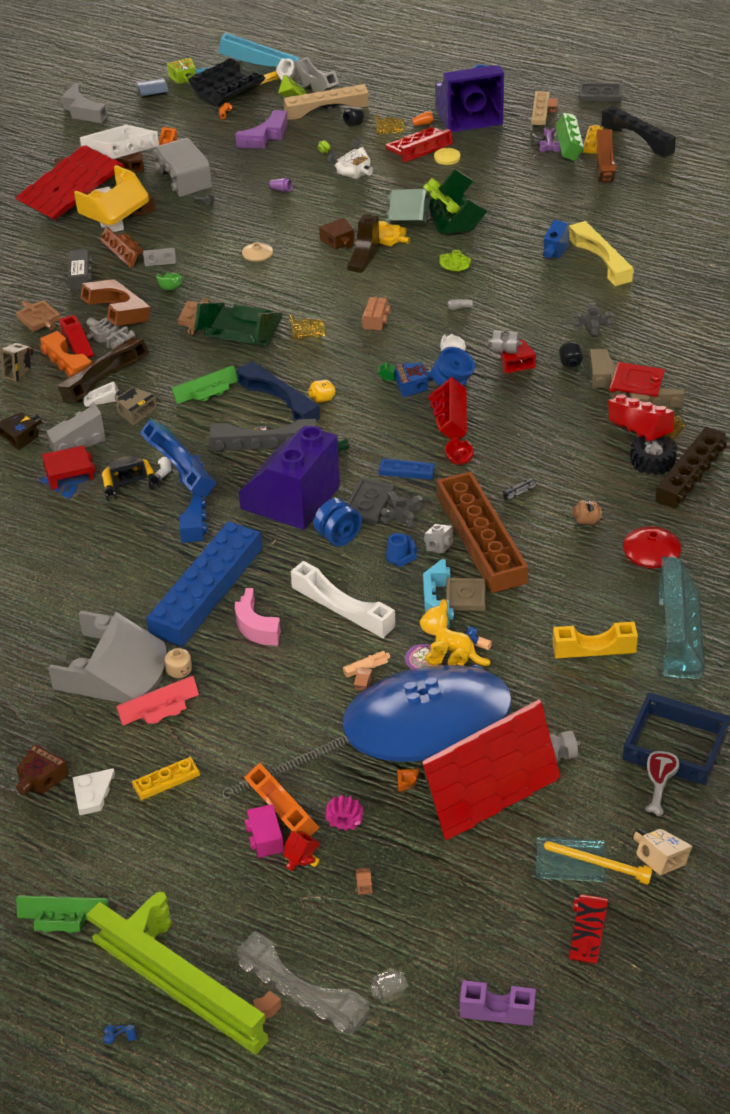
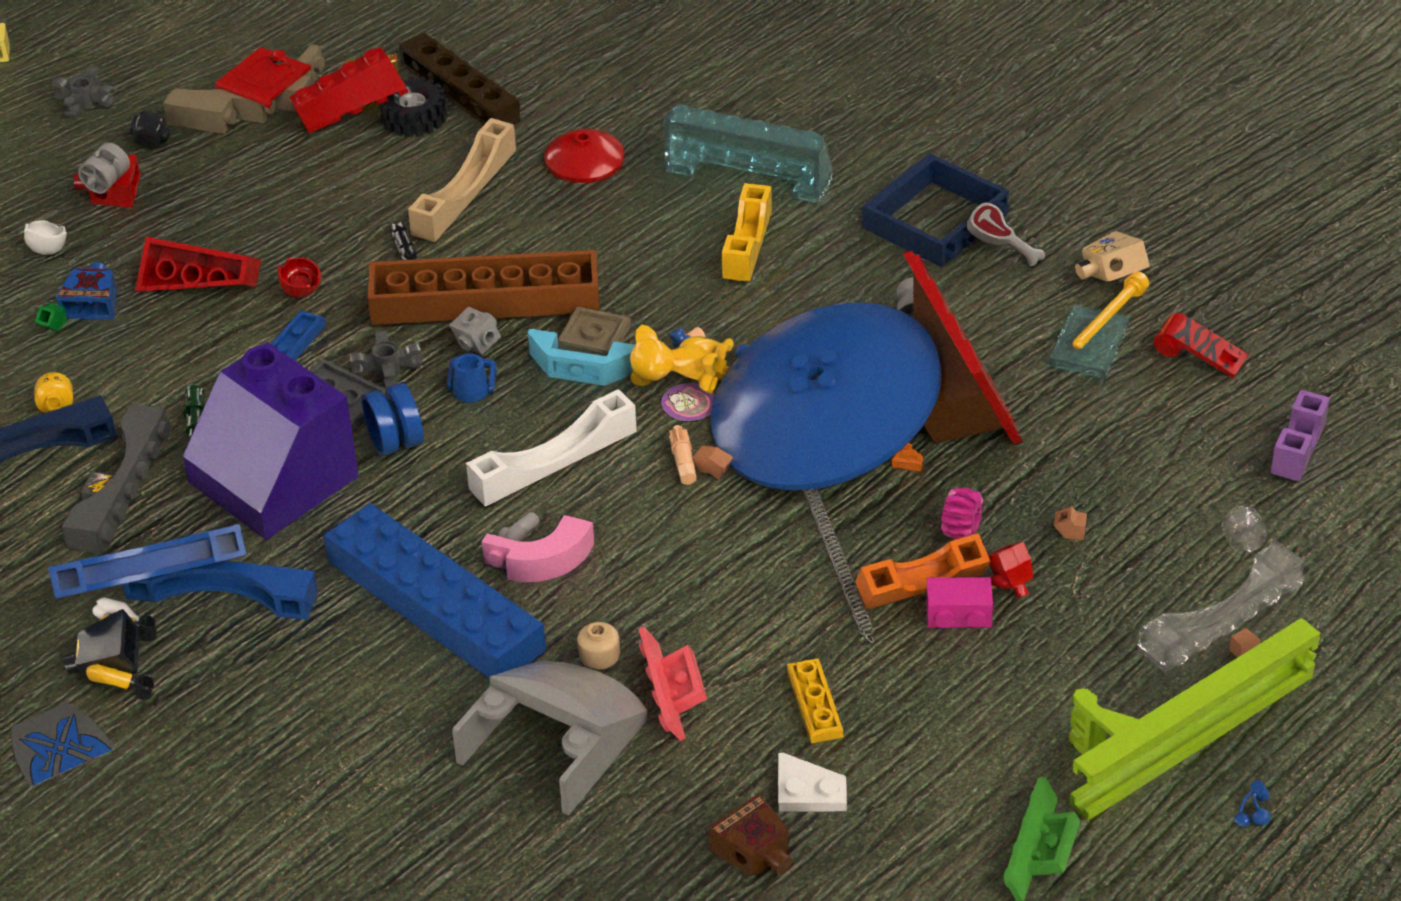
camera: 75 degrees left, 0 degrees up
(67, 464) = (41, 730): red panel -> none
(271, 606) = (520, 528): none -> light grey arm
(453, 363) = (114, 239): blue wheel -> none
(587, 512) = (497, 189): medium nougat head -> none
(619, 498) = (436, 211): none -> tan arch

